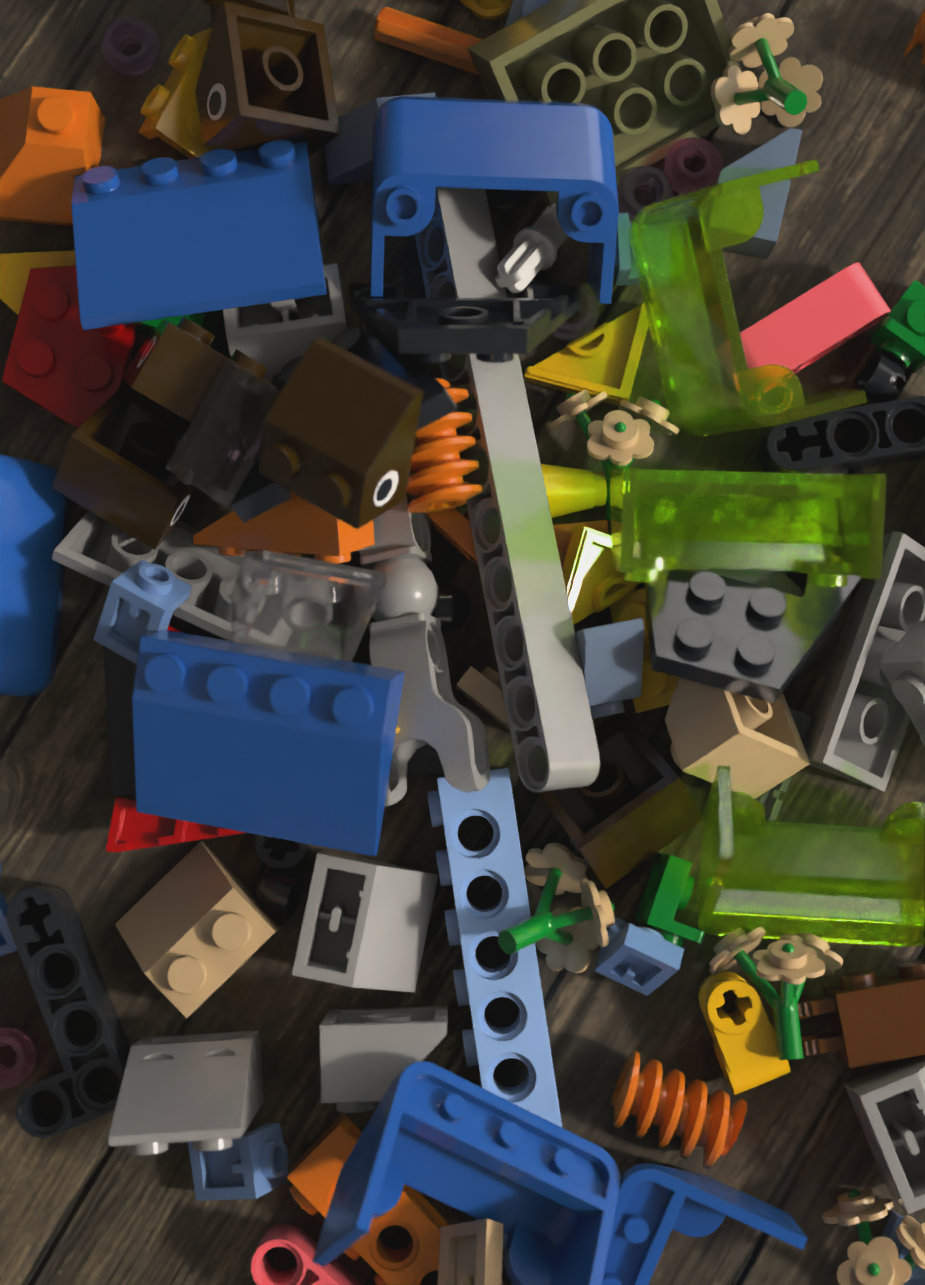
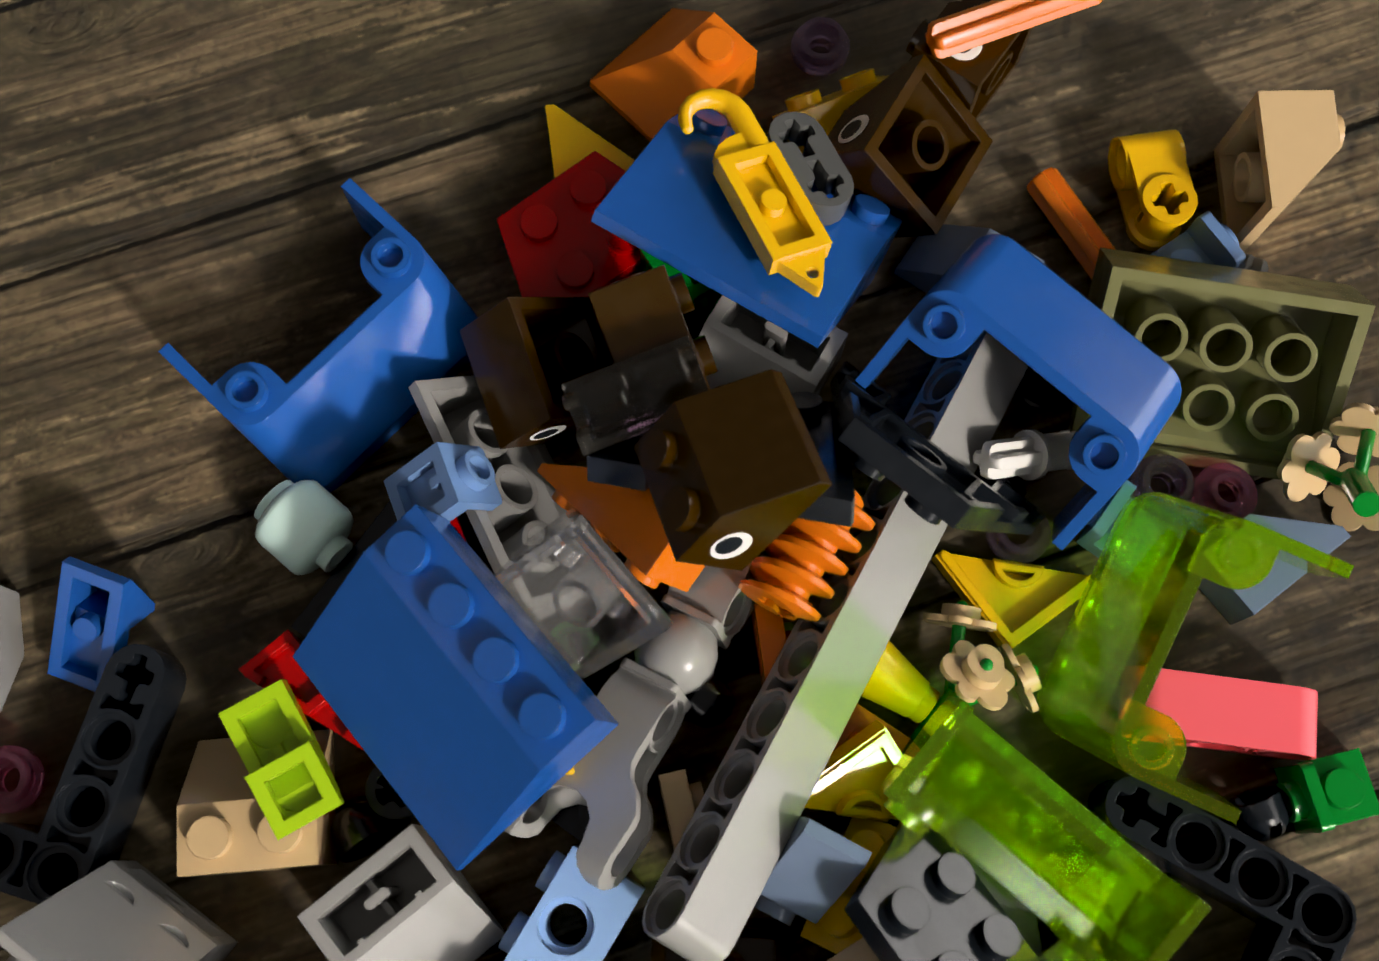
camera: 35 degrees right, 10 degrees down
(59, 719) = (304, 526): none -> light aqua head
(191, 206) = (763, 193): none -> yellow plate
(191, 883) = (282, 758): none -> lime slope
(204, 166) = (816, 165): none -> dark grey beam

